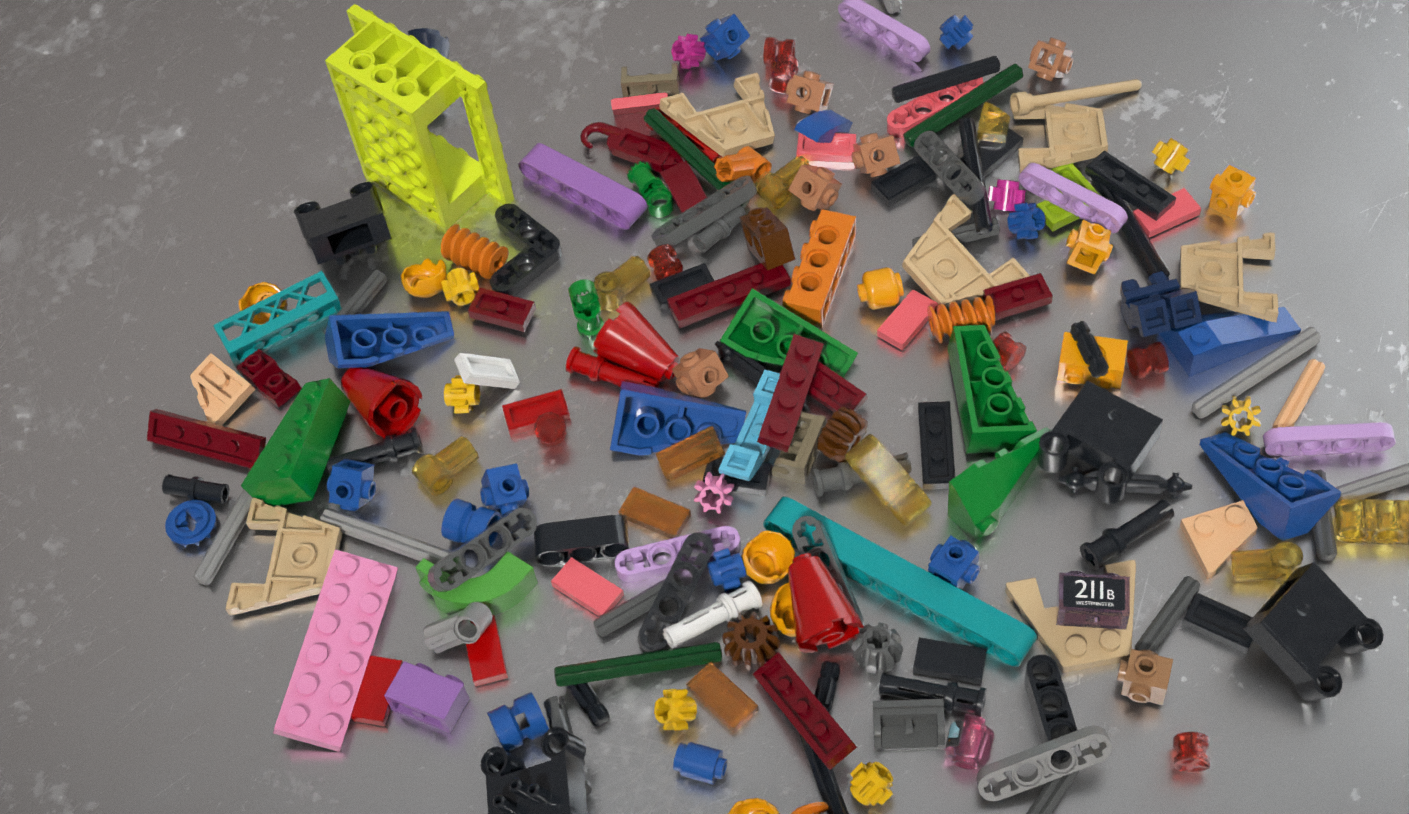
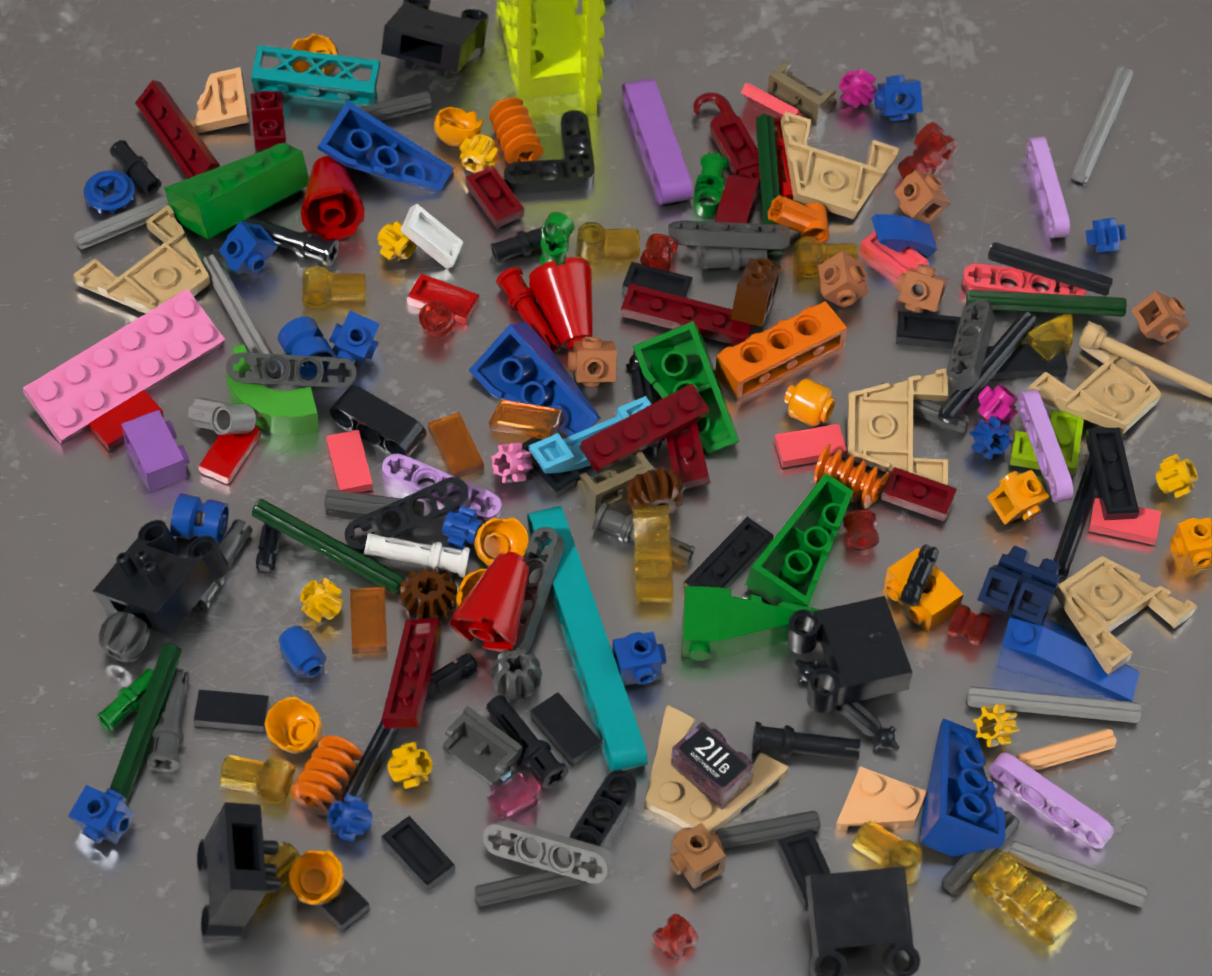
camera: 30 degrees right, 0 degrees up
(556, 329) = (520, 244): none -> black pin

